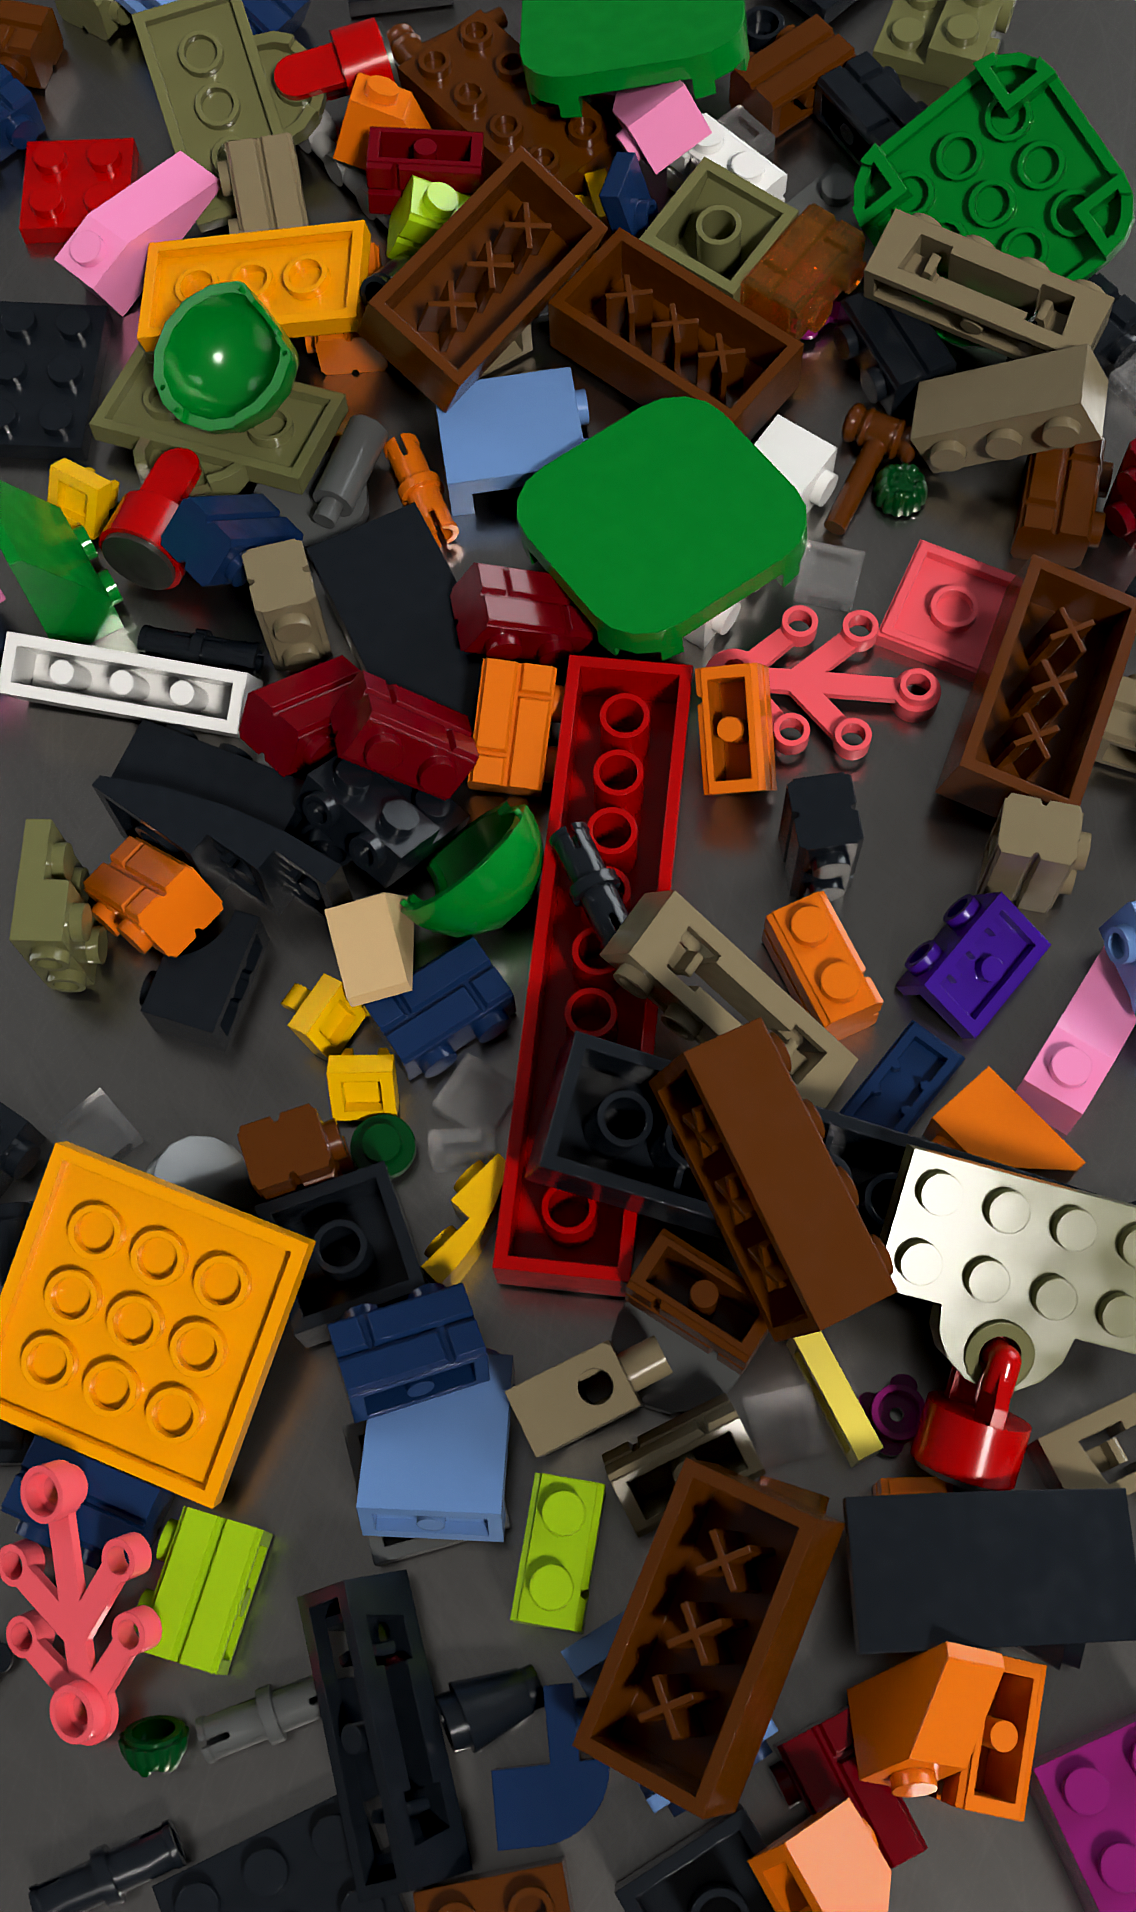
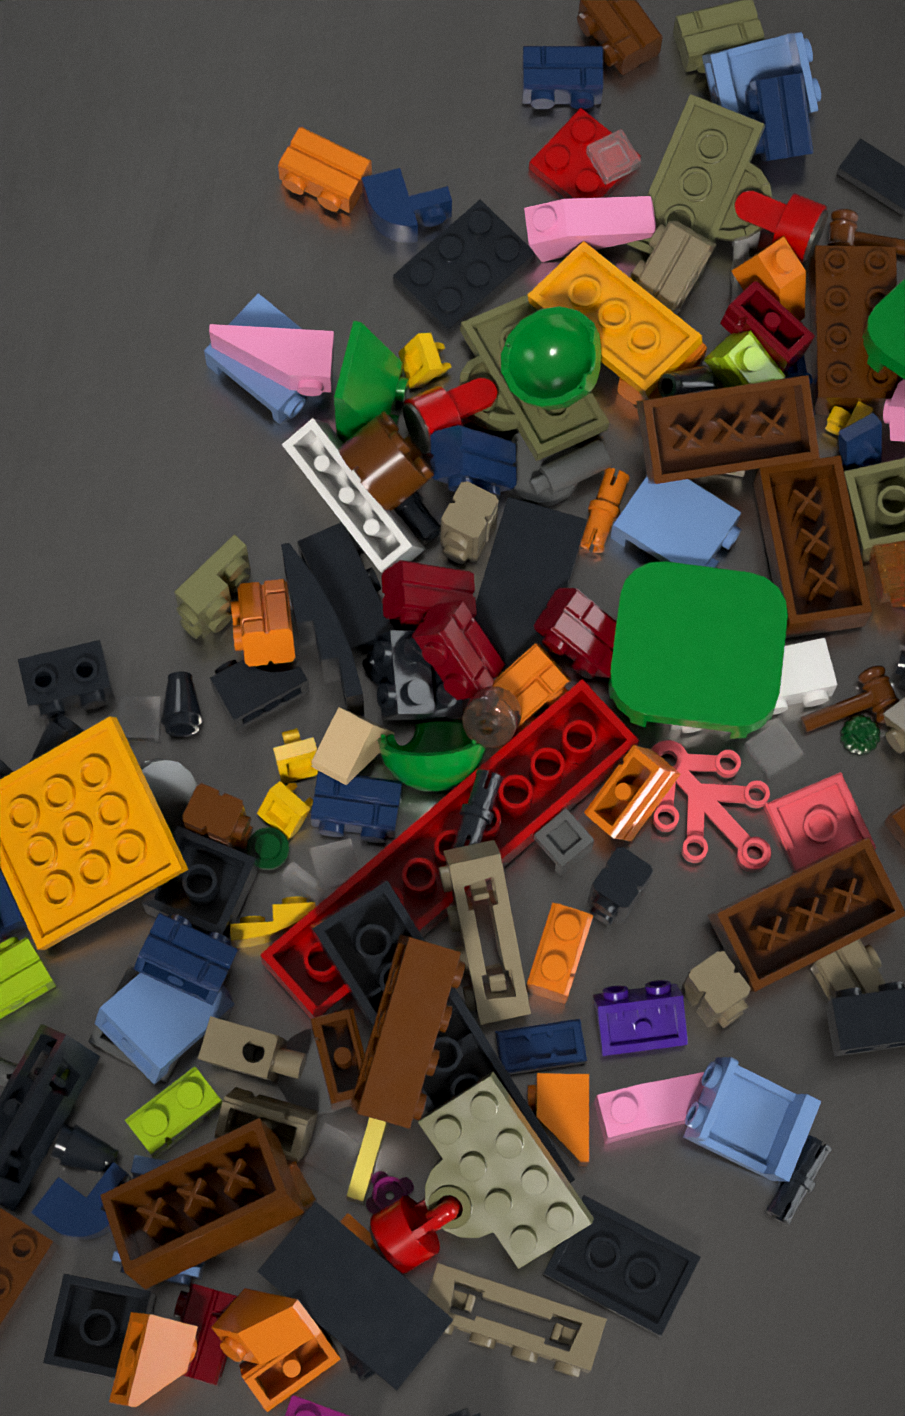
camera: 35 degrees right, 5 degrees up
(105, 150) = (613, 156): none -> clear tile
(135, 607) = (386, 462): none -> reddish brown brick
(135, 1077) = (181, 706): none -> black cone
(496, 755) = (492, 716): none -> clear smoke head
(711, 842) = (564, 841): none -> dark grey panel

